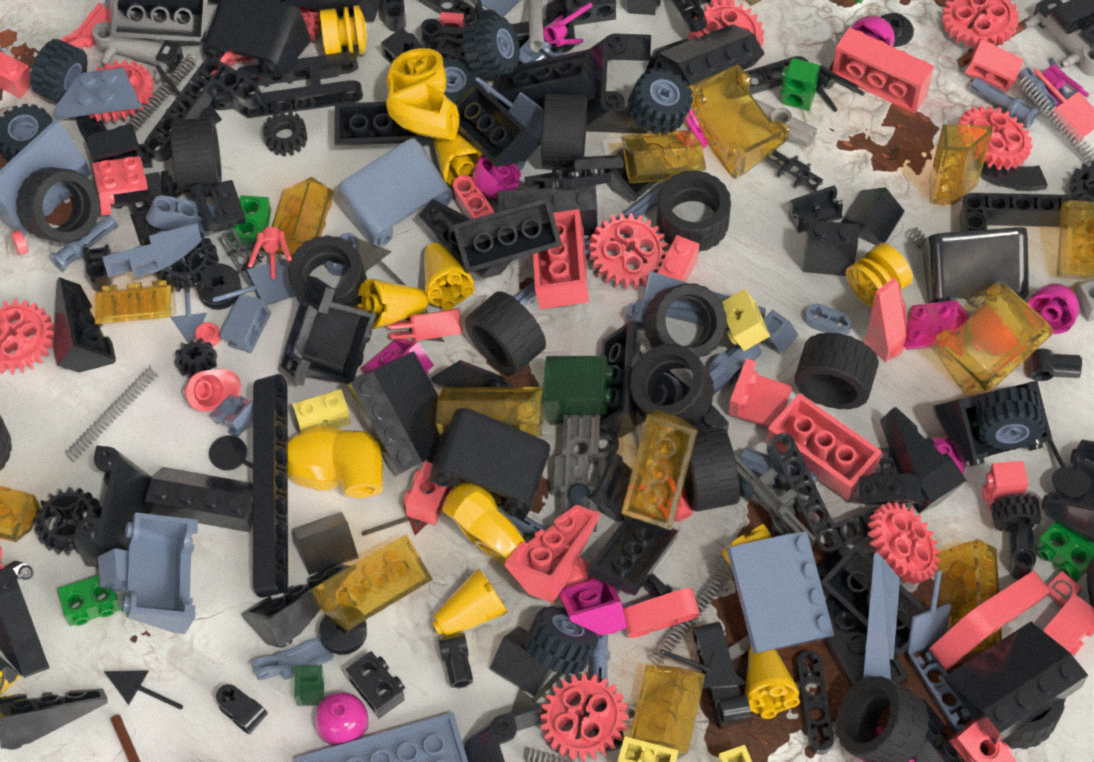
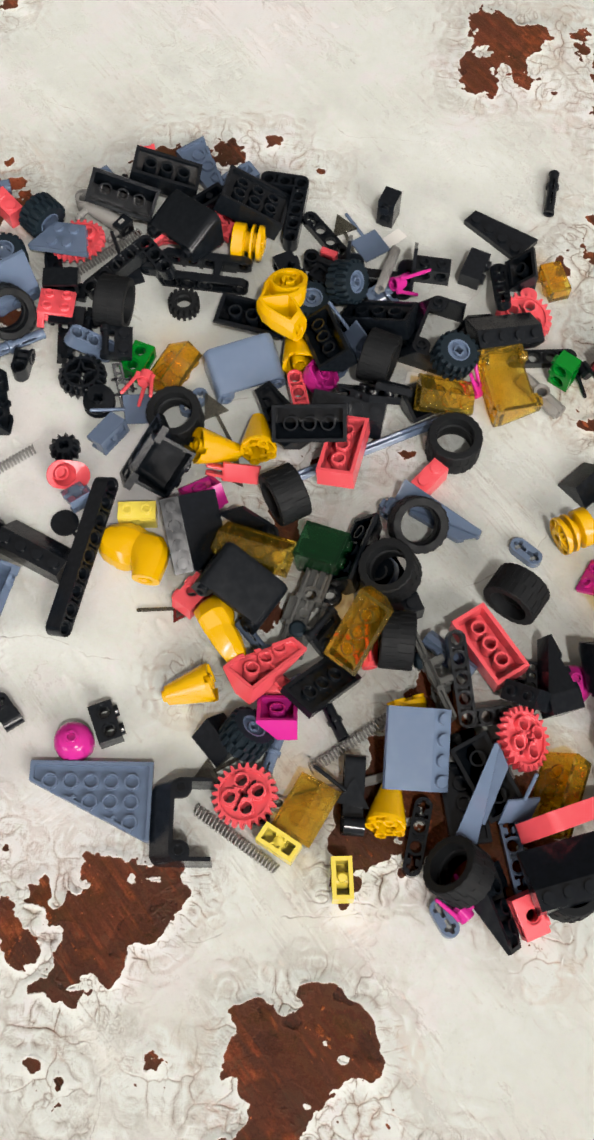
camera: 15 degrees right, 5 degrees up
(83, 35) = (68, 196): coral arm -> none
(135, 302) = (35, 396): clear yellow slope -> none
(163, 251) = (65, 365): sand blue slope -> none
(188, 323) = (71, 422): sand blue piece -> none
(208, 332) = (80, 432): coral tile -> none
(287, 616) = (61, 654): black wedge -> none
(308, 653) = (57, 688): sand blue arm -> none
(309, 685) = (60, 709): clear green panel -> none
(325, 543) = (108, 609): black slope -> none
(338, 642) = (93, 669): black piece -> none
(372, 583) = (128, 650): clear yellow slope -> none
(455, 654) = (170, 718): black piece -> none
(616, 266) = (409, 450): coral gear -> none
(660, 612) = (326, 735): coral beam -> none
(728, 366) = (441, 566): sand blue piece -> none
(744, 320) = (461, 535): light yellow brick -> none
(758, 397) = (454, 595): coral bracket -> none
(780, 330) = (484, 550): sand blue brick -> none
(803, 170) = (545, 433): black piece -> none
(817, 206) = (544, 467): black hinge -> none
(830, 247) = (544, 499): black slope -> none
(887, 322) = (567, 568): coral wedge -> none

